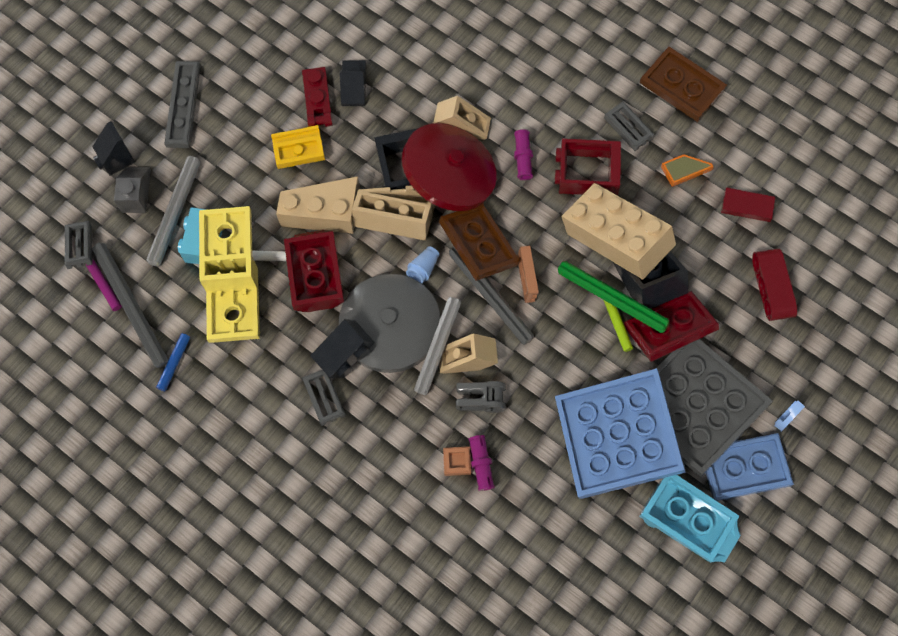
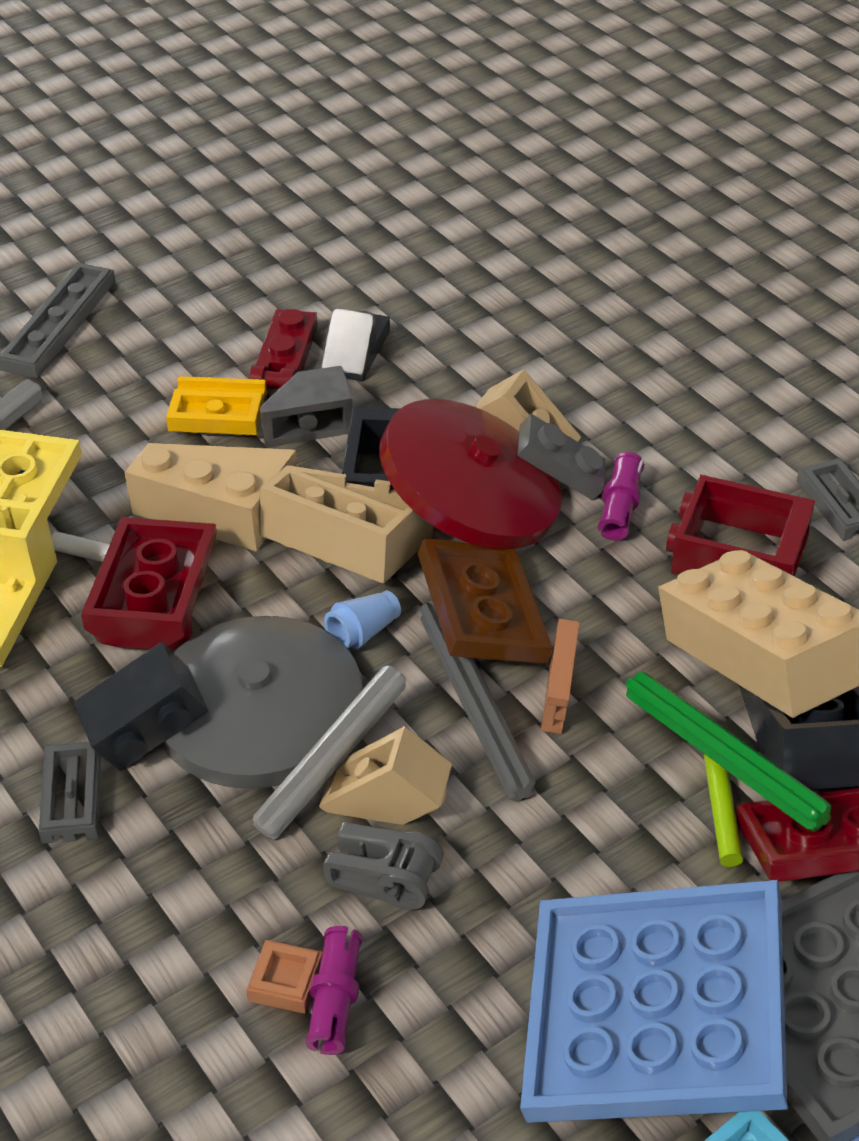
camera: 15 degrees right, 25 degrees down
(348, 137) = (308, 408): none -> flat silver slope
(488, 141) = (561, 456): none -> dark grey plate

